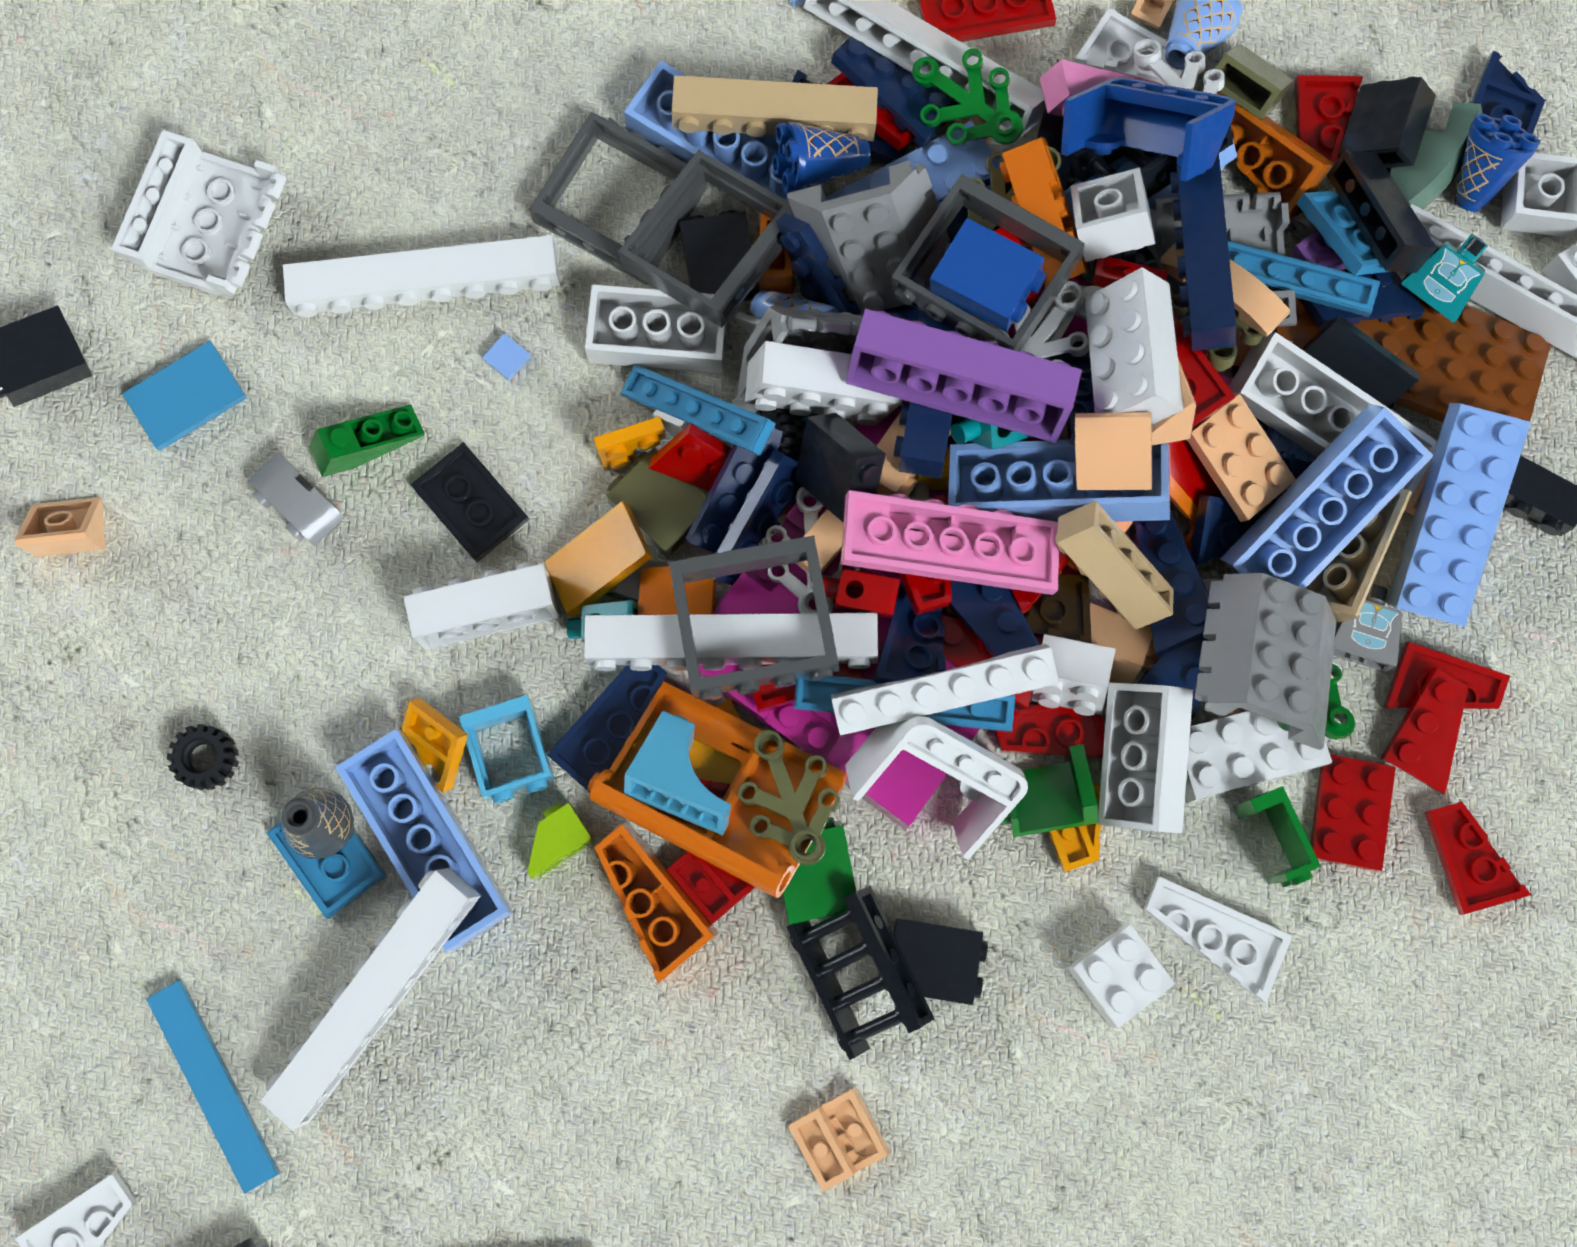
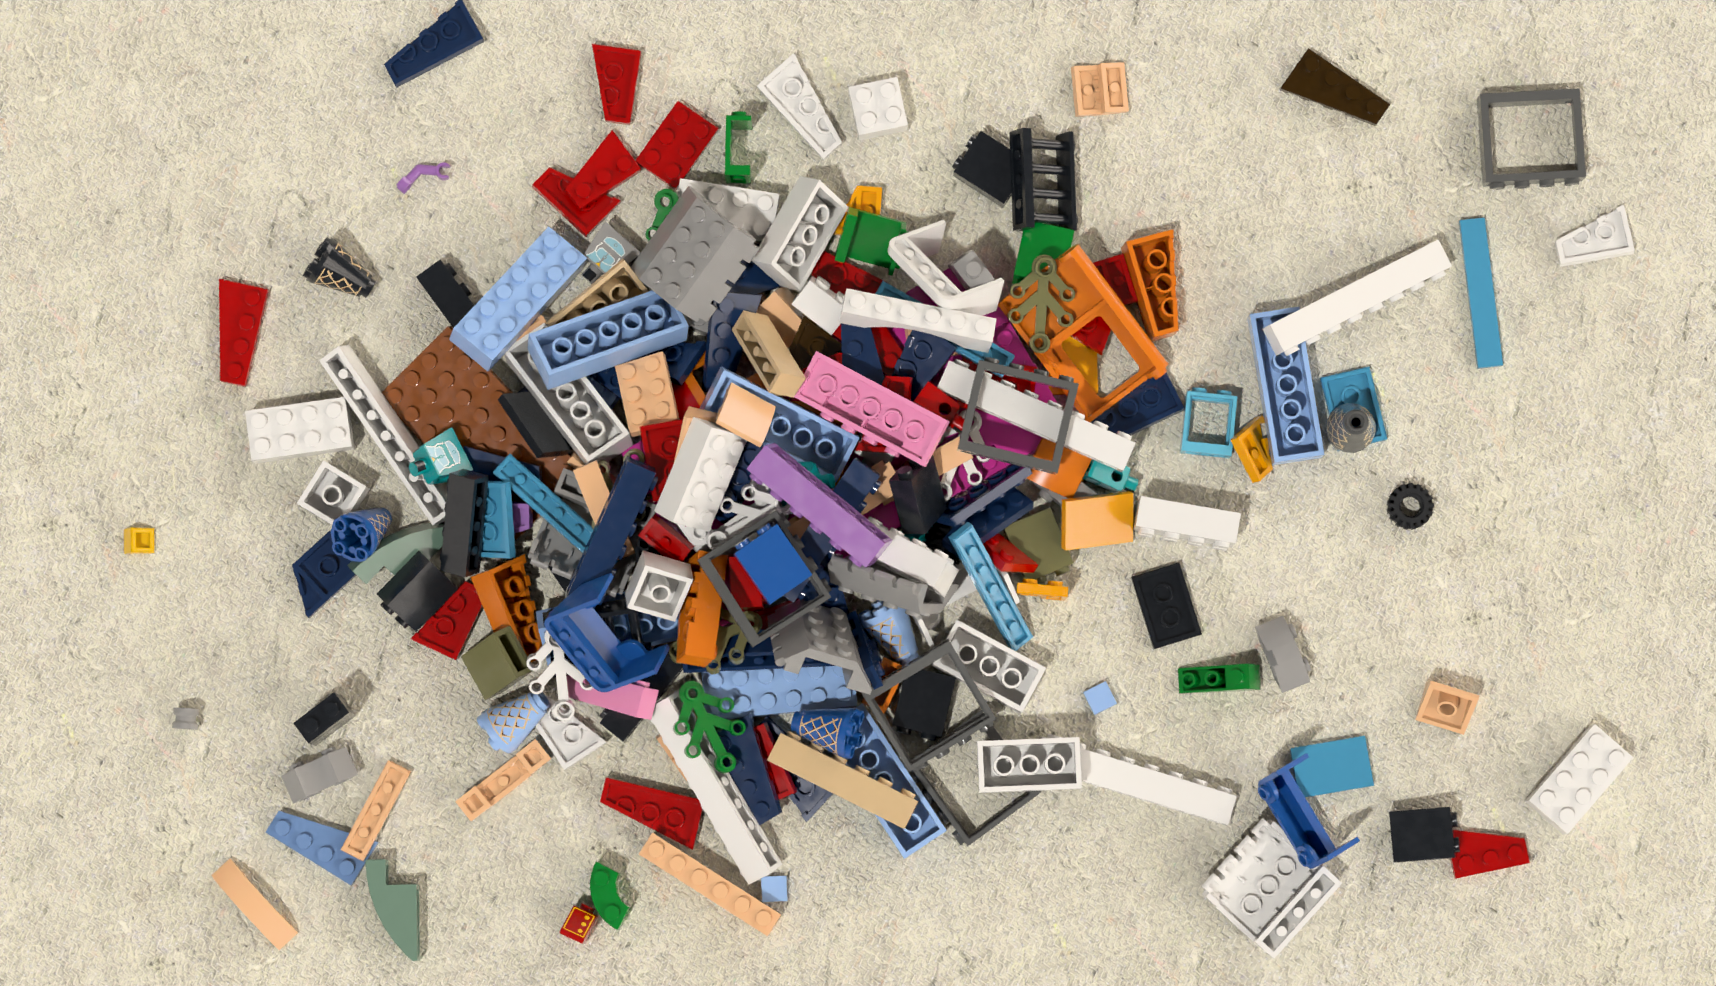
camera: 155 degrees left, 5 degrees up
(187, 297) = (1298, 817): none -> blue windscreen
(555, 220) = (1029, 765): none -> white brick
(557, 839) = (1198, 351): lime slope -> none
(666, 780) = (1113, 351): medium azure arch -> none
(901, 795) = (970, 270): none -> light grey torso

